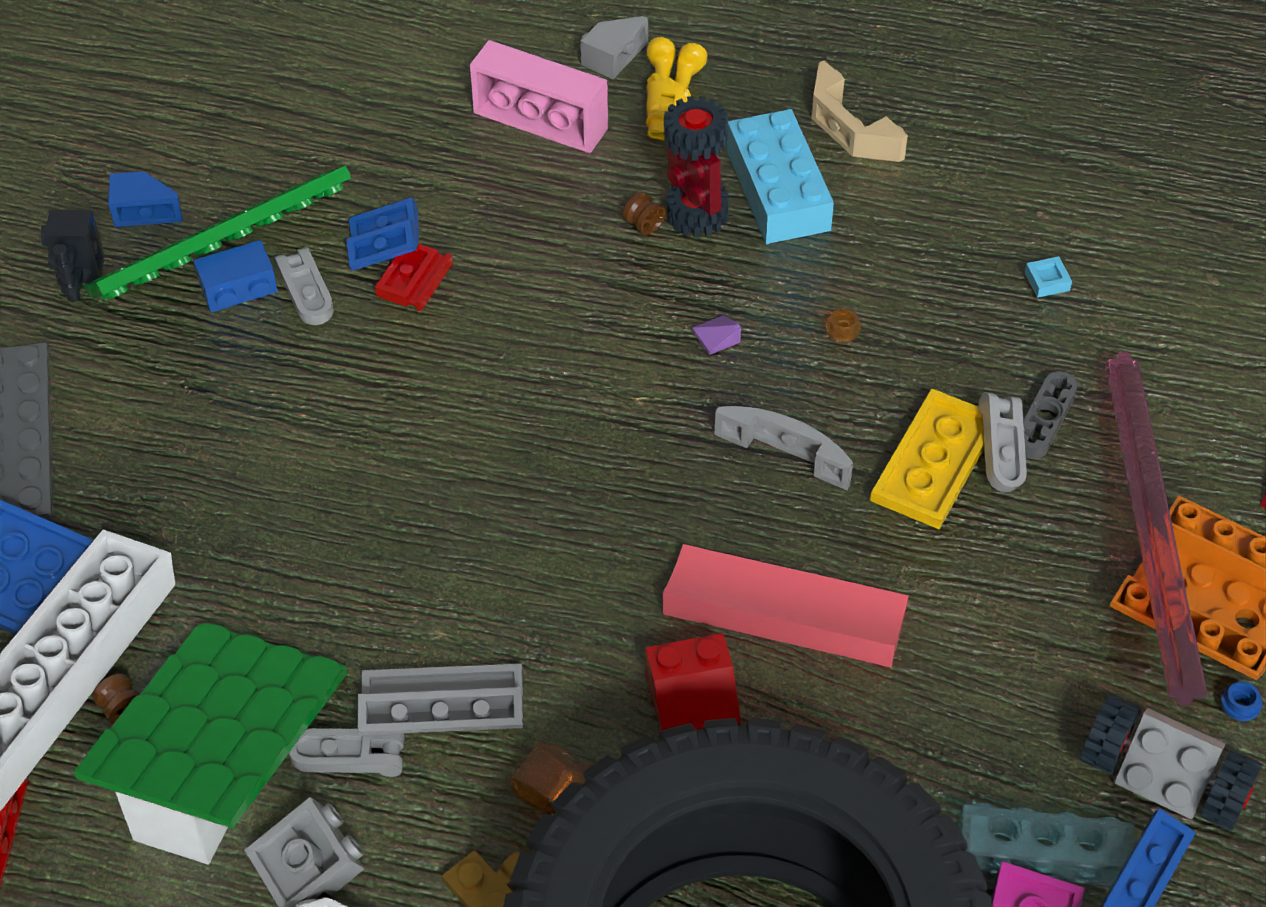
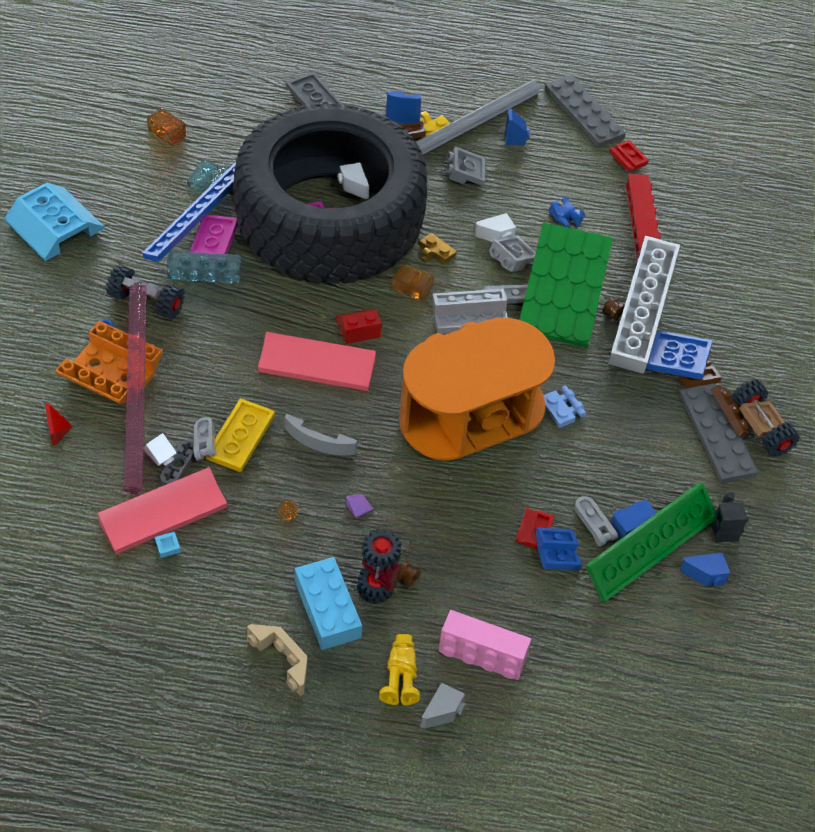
camera: 170 degrees right, 0 degrees up
(310, 491) = (558, 410): none -> light blue plate
(477, 438) = (474, 387): none -> orange brick
(1062, 334) = (161, 510): none -> coral arch
(1087, 415) = (160, 450): none -> white slope

